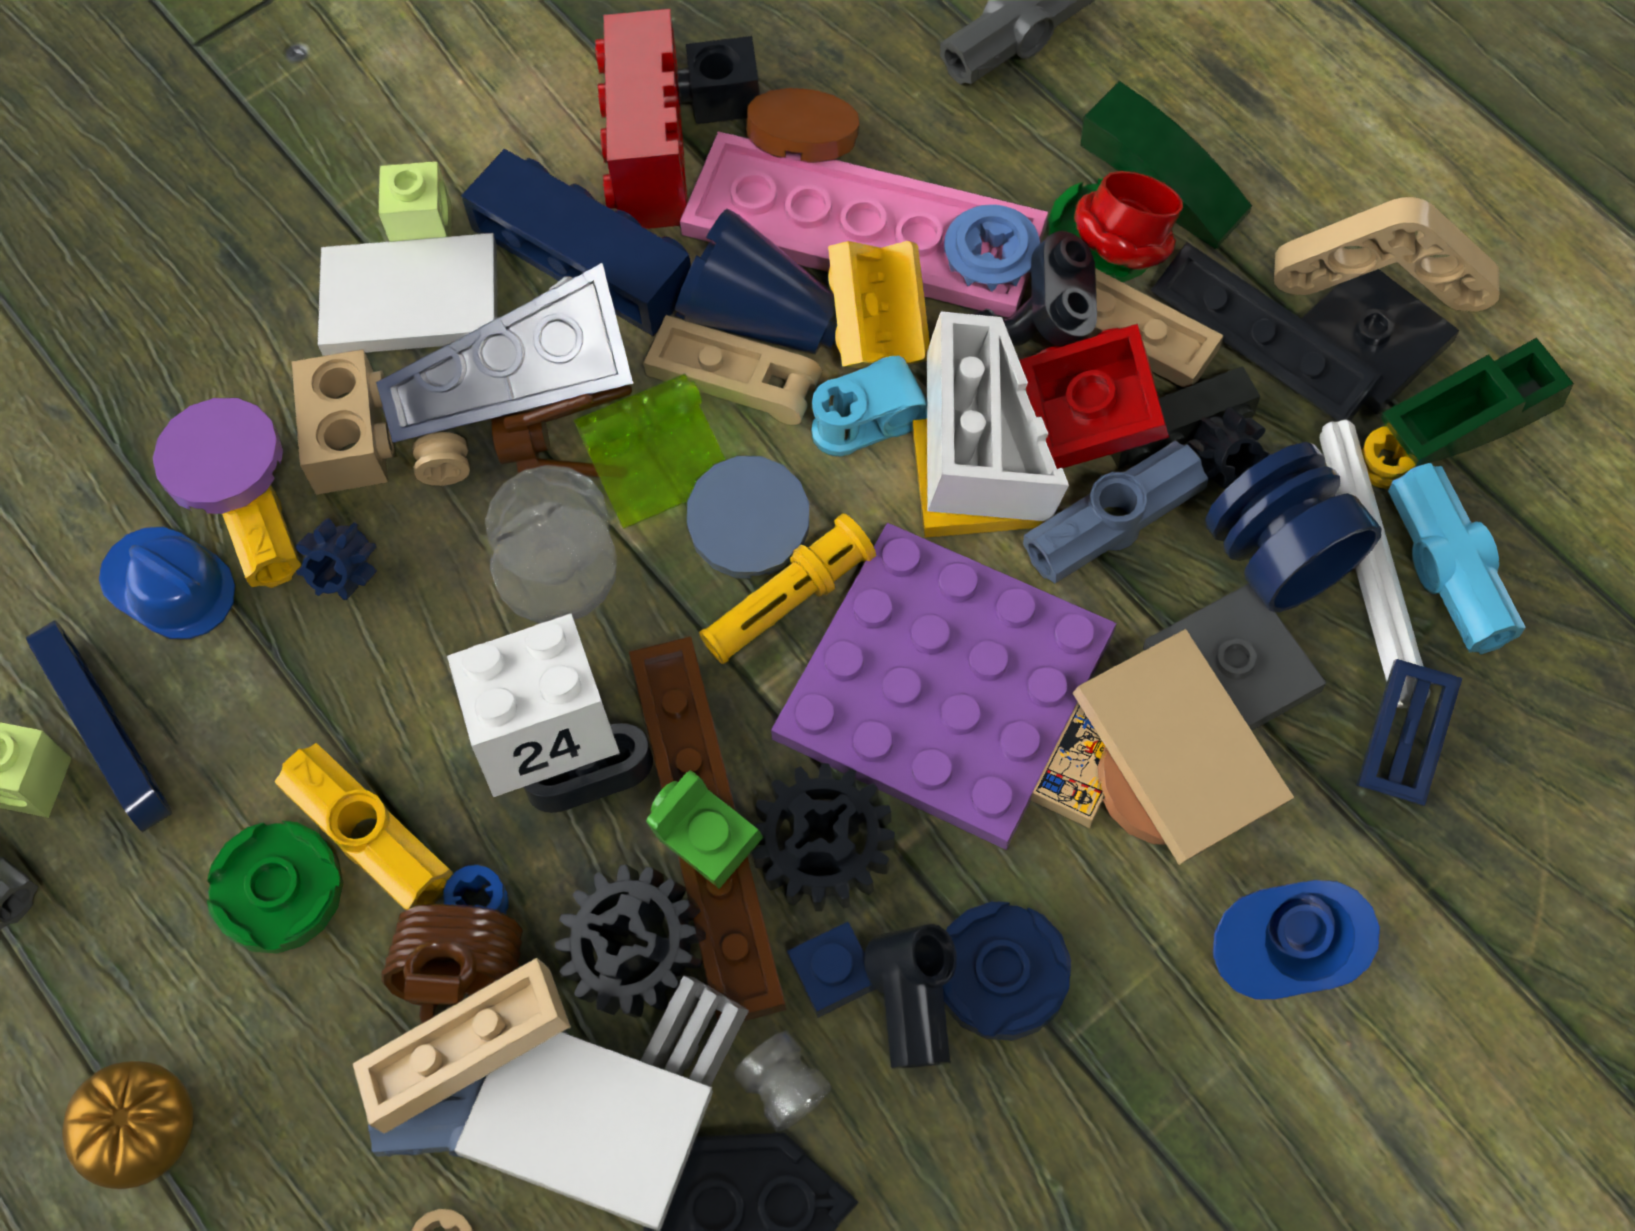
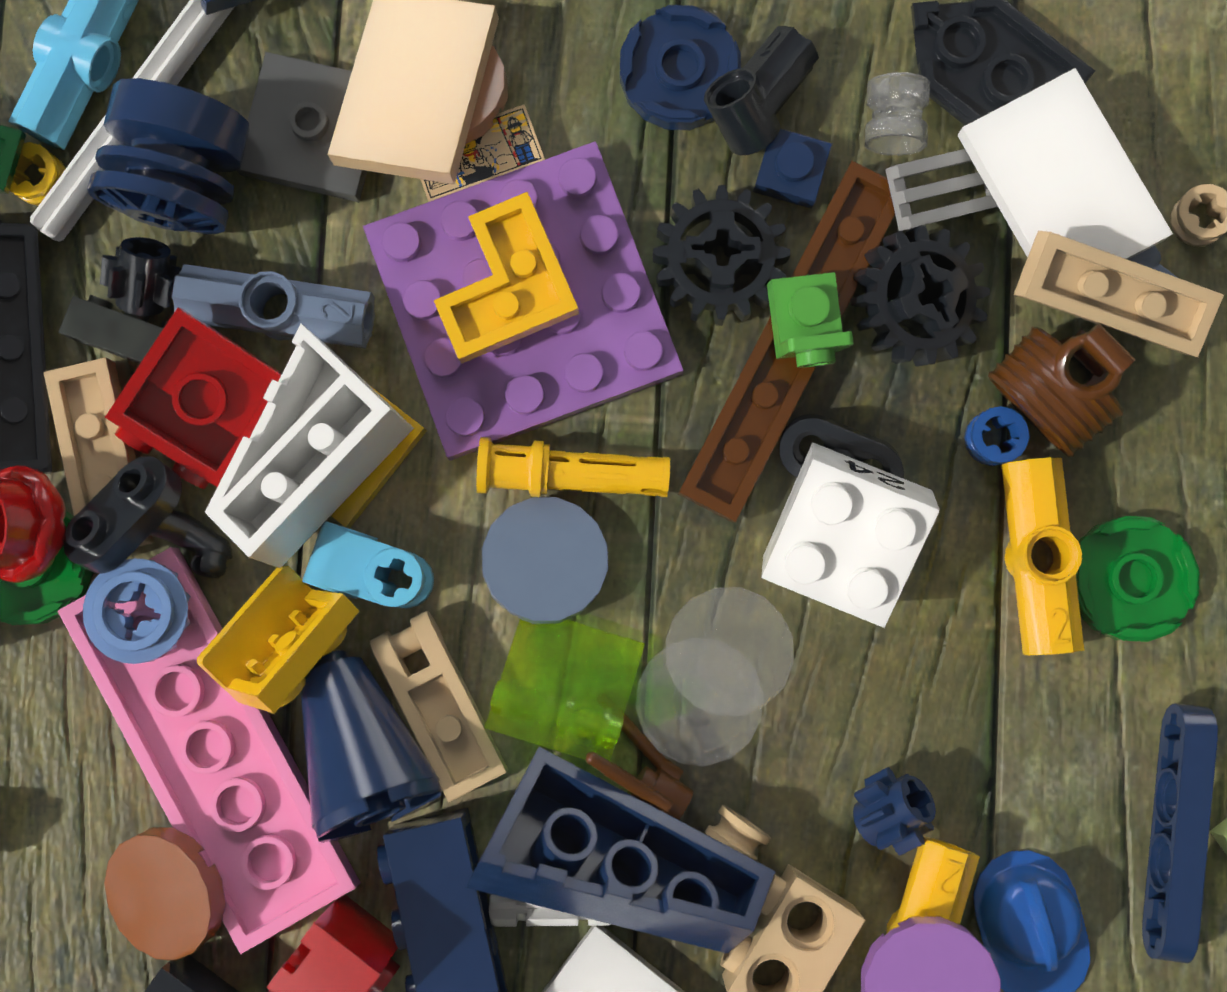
camera: 140 degrees left, 20 degrees up
(944, 666) = (523, 292): none -> yellow plate

